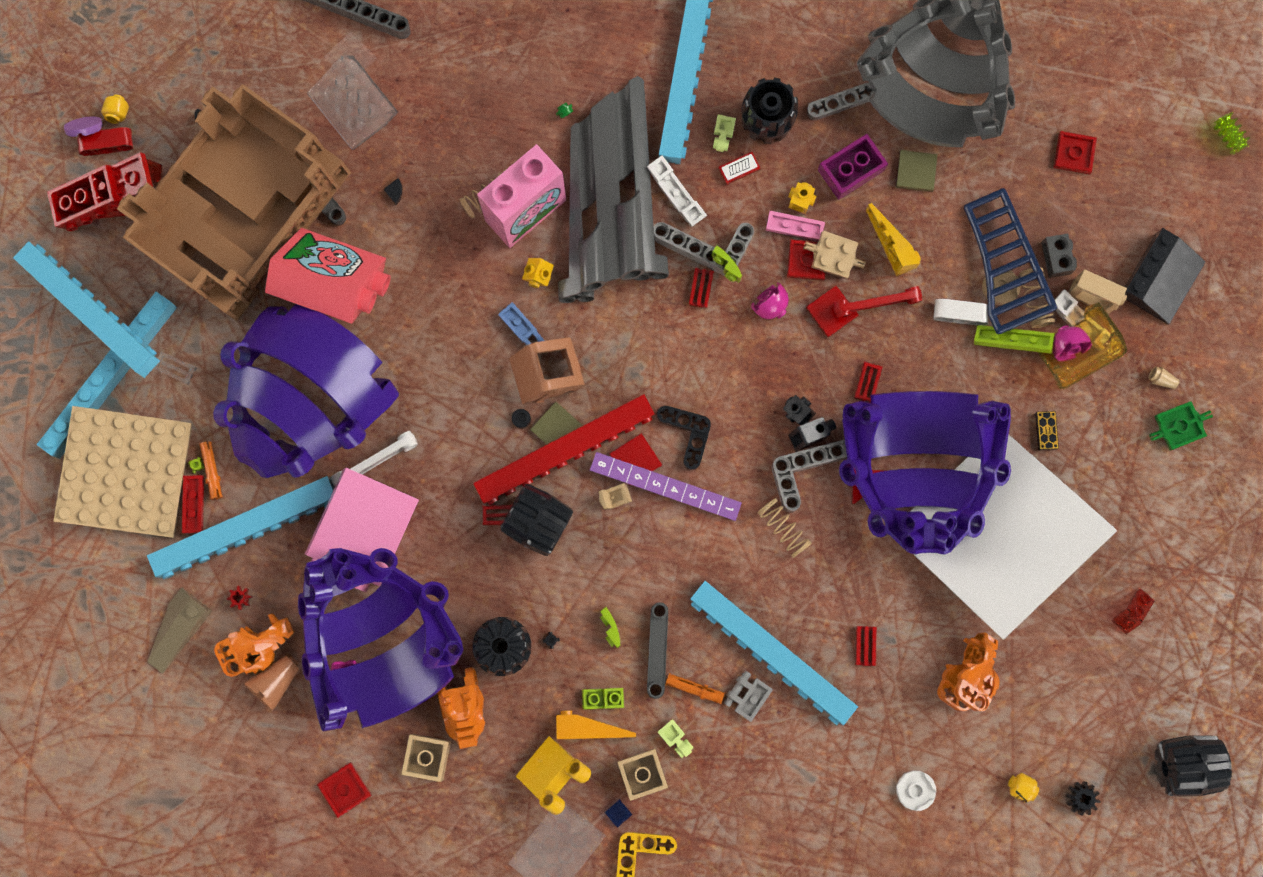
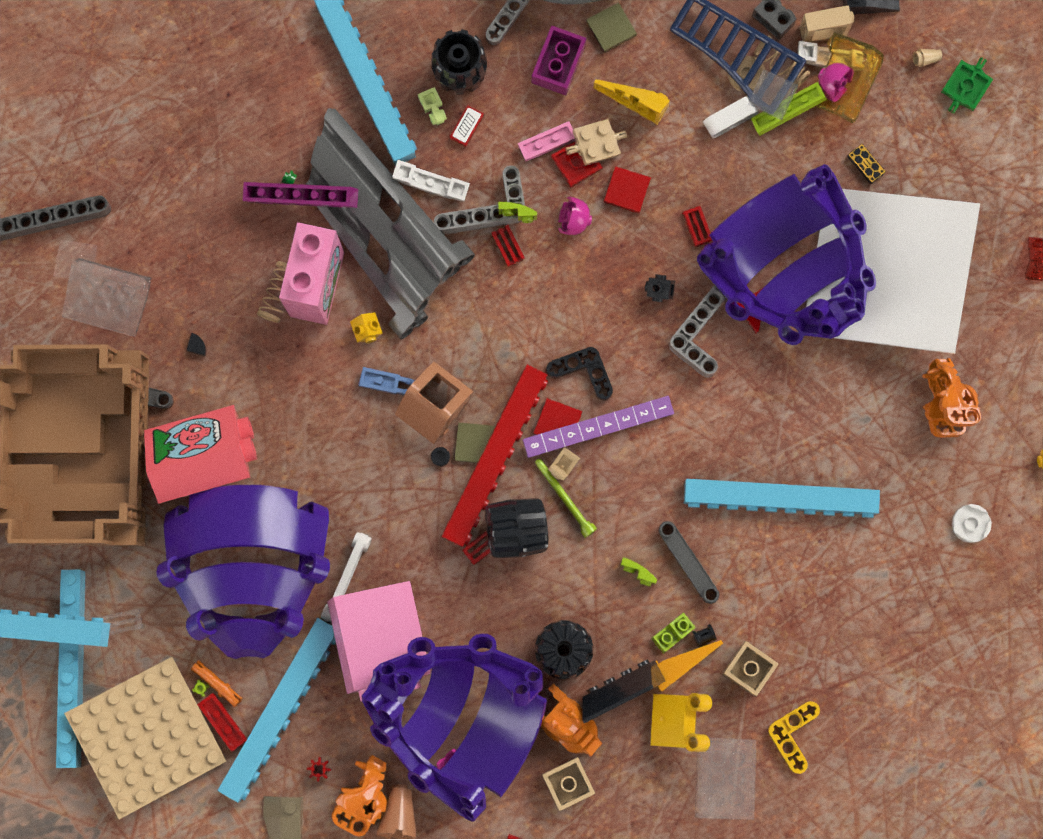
camera: 35 degrees left, 0 degrees up
(523, 714) = (621, 690): none -> black slope
(551, 640) = (597, 617): black piece -> none
(563, 128) = (300, 194): none -> magenta brick
(595, 561) = (586, 527): none -> lime piece
(618, 813) = (753, 714): clear blue tile -> none
(626, 719) = (704, 635): none -> black bush
(672, 734) = (750, 620): yellowish green plate -> none
(702, 691) = (748, 568): orange pin -> none
(753, 699) = (792, 544): light grey plate -> none
(765, 508) = (691, 389): tan piece -> none
(802, 197) = (536, 114): yellow brick -> none
(811, 433) = (683, 299): black torso -> none
(844, 308) = (636, 180): red piece -> none
(866, 640) = (859, 451): red tile -> none
(1009, 317) = (772, 94): none -> clear tile

